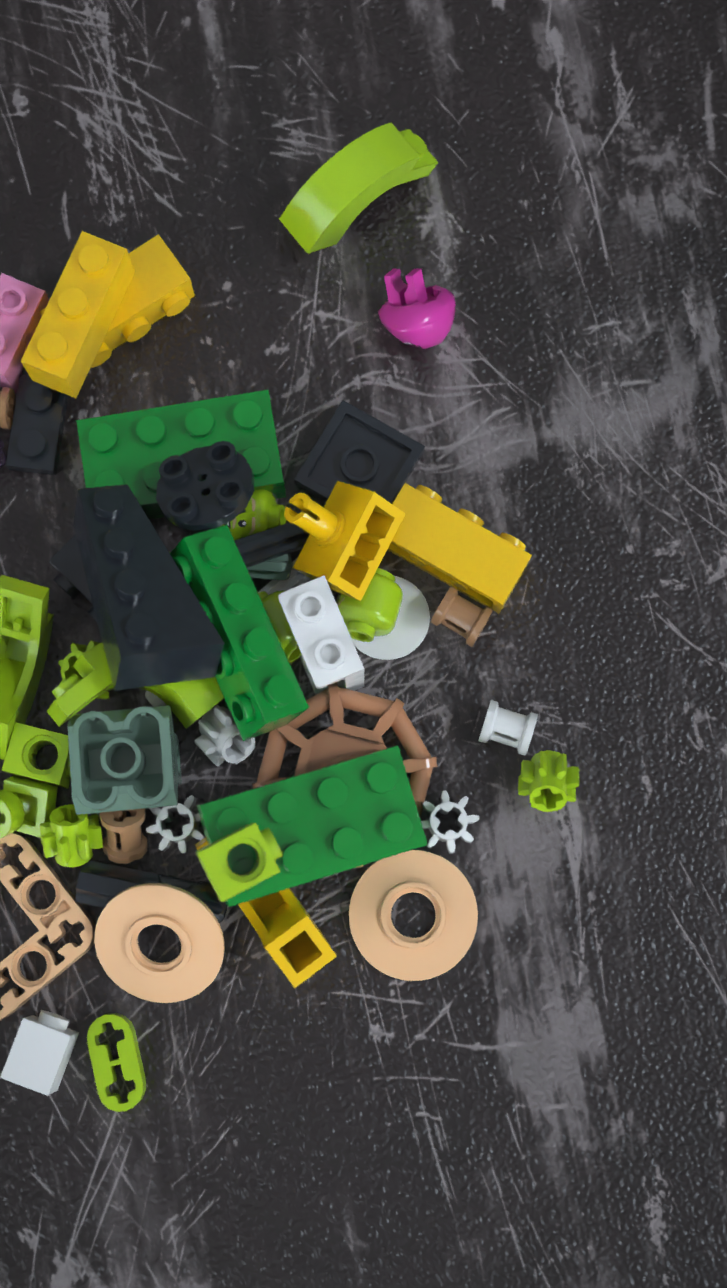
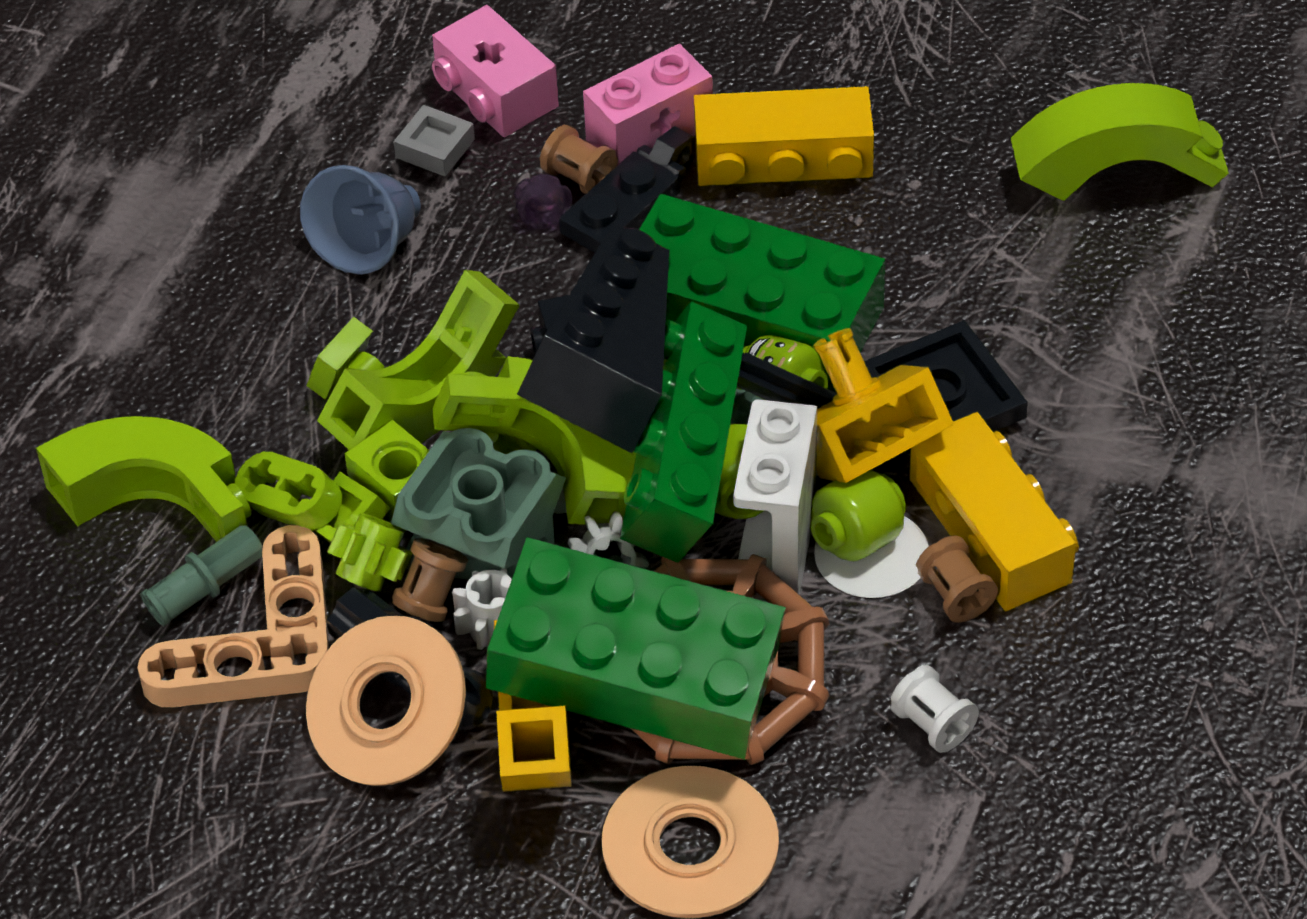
camera: 35 degrees right, 30 degrees down
(40, 1052) = (178, 741): white brick -> none
(78, 314) = (729, 100): yellow brick -> none
(104, 1064) = (239, 796): lime beam -> none
(214, 860) = (524, 560): lime brick -> none
(226, 480) = (752, 289): black plate -> none
(416, 312) = (1102, 282): dark pink piece -> none
(462, 821) = (796, 760): white gear -> none
(548, 781) = (943, 777): lime gear -> none

